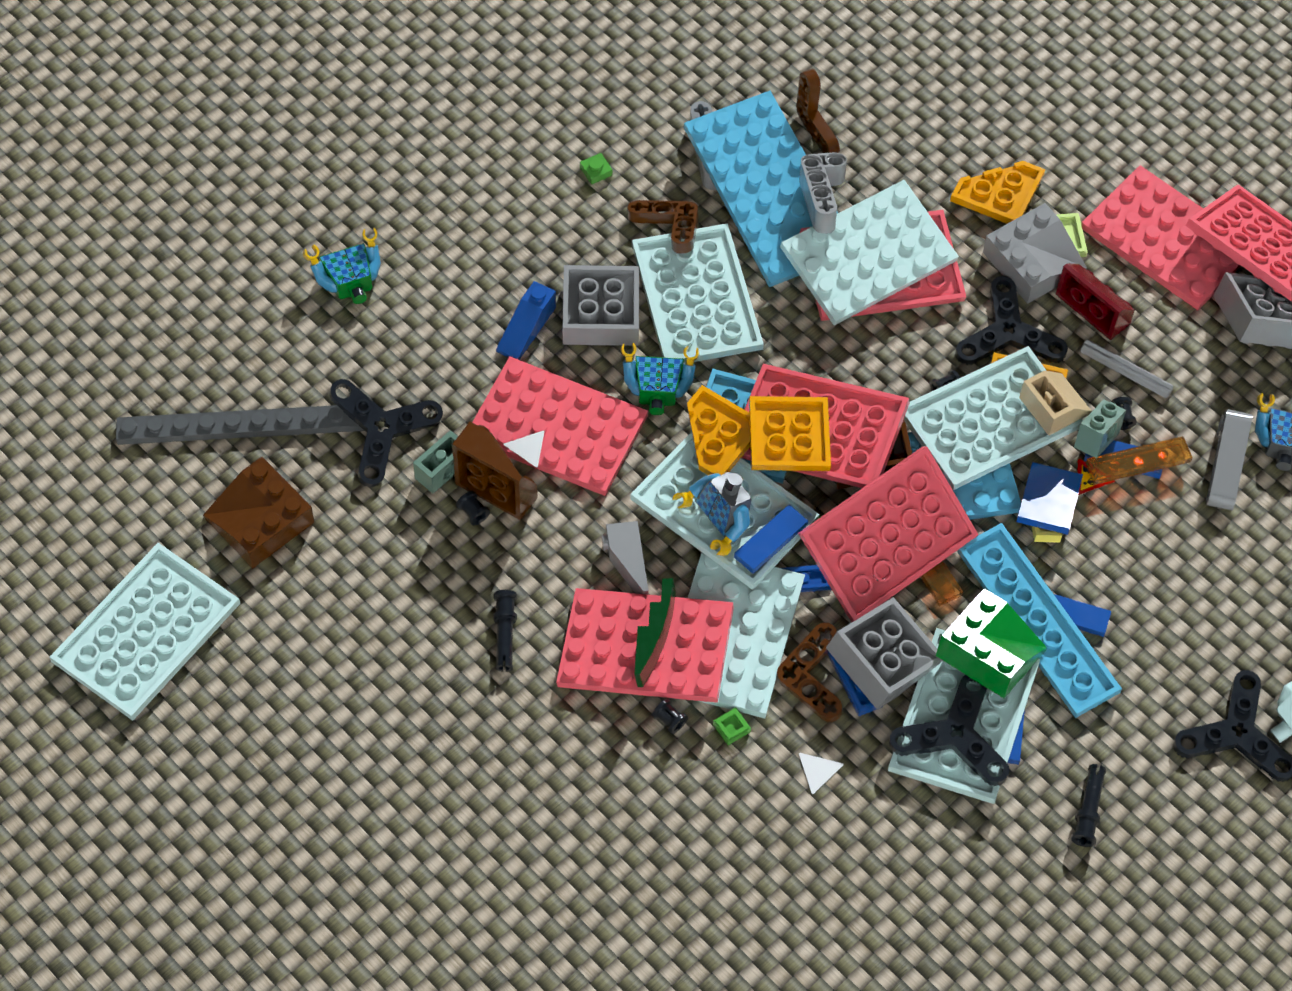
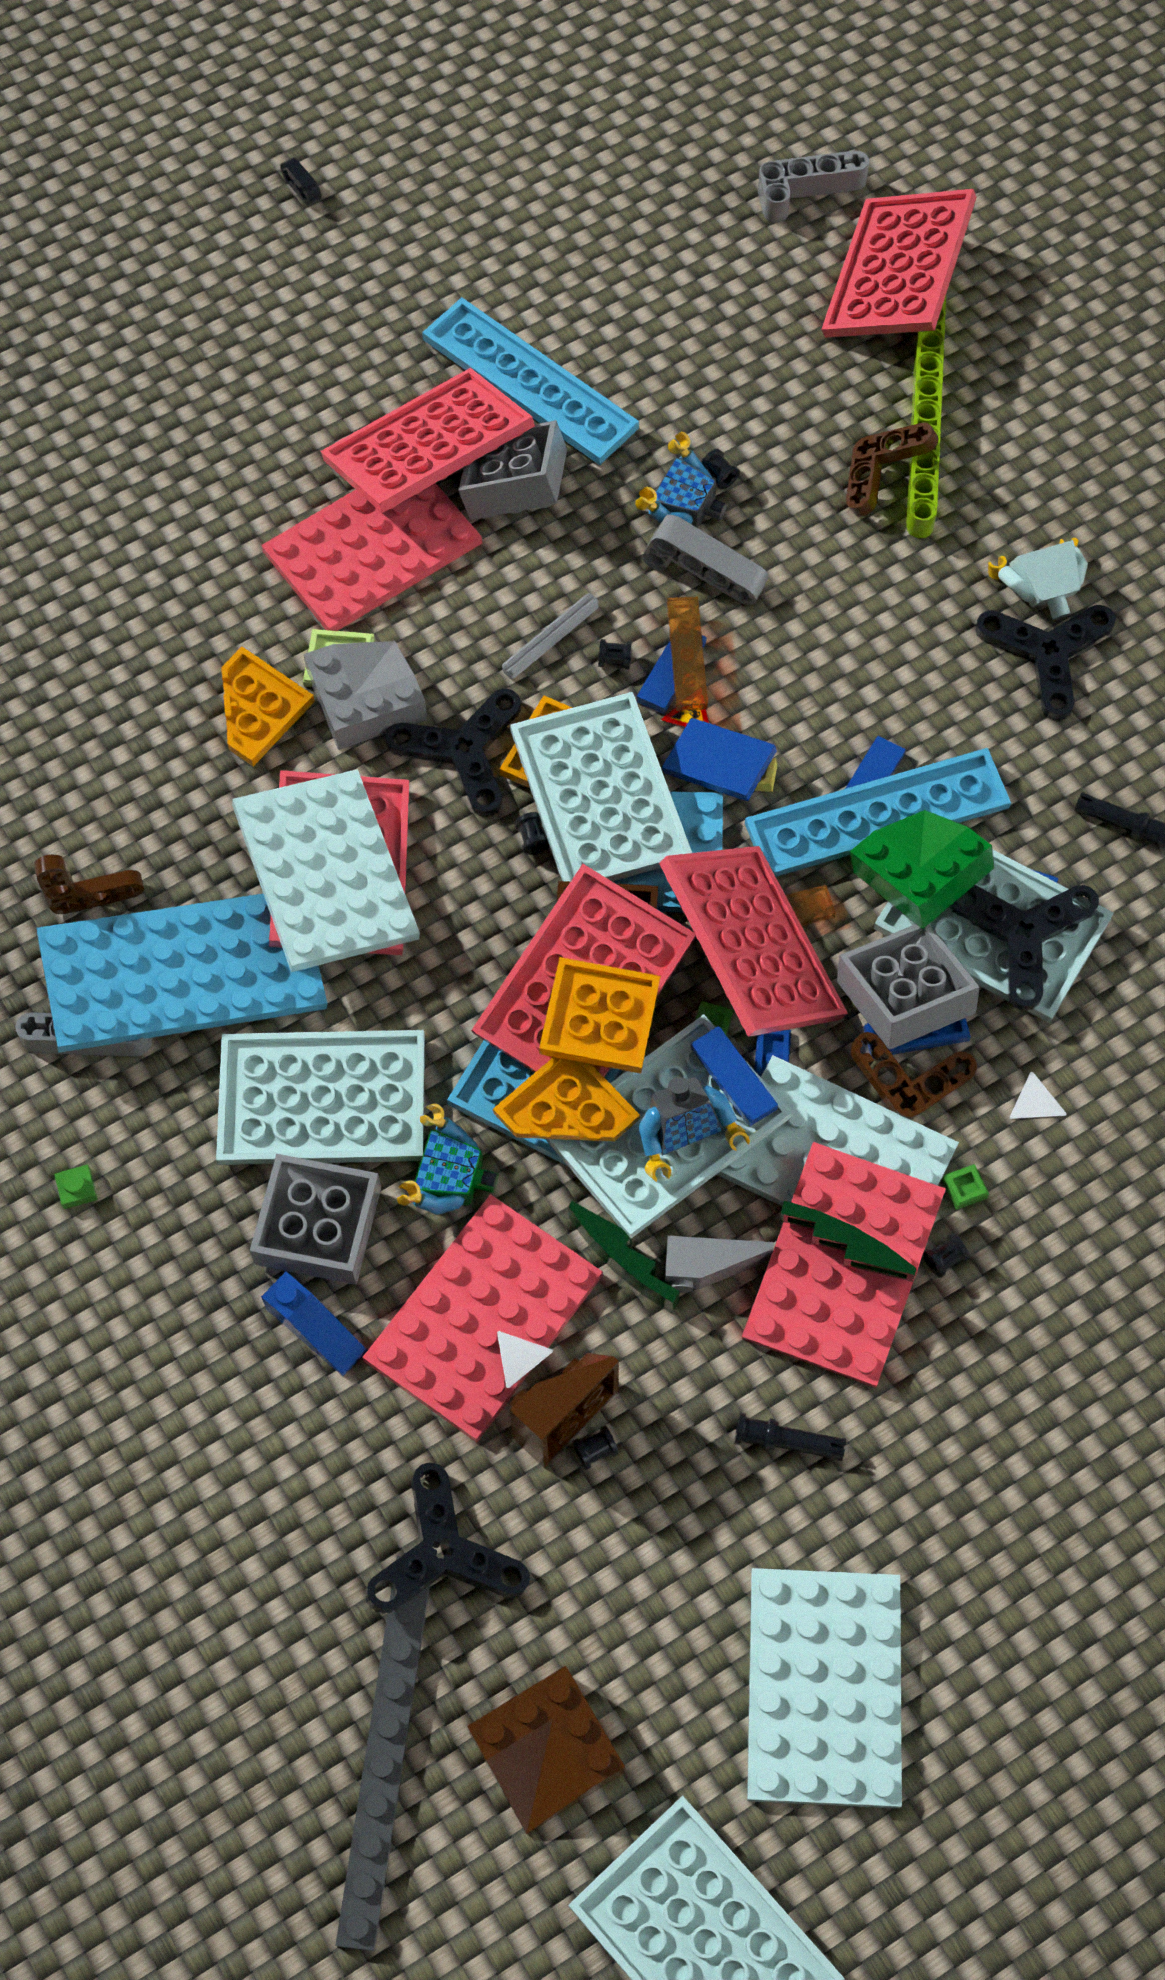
camera: 75 degrees left, 5 degrees up
(330, 682) = (825, 1689): none -> light aqua plate
(348, 270) = (163, 1556): torso -> none
(436, 464) = (521, 1475): sand green brick -> none
(617, 499) = (614, 1248): none -> dark green slope
(647, 212) = (191, 1097): reddish brown beam -> none
(816, 177) = (207, 903): light grey beam -> none
(1053, 401) = (608, 713): tan slope -> none
(1094, 300) = (453, 641): dark red slope -> none
(1099, 428) = (644, 677): sand green brick -> none

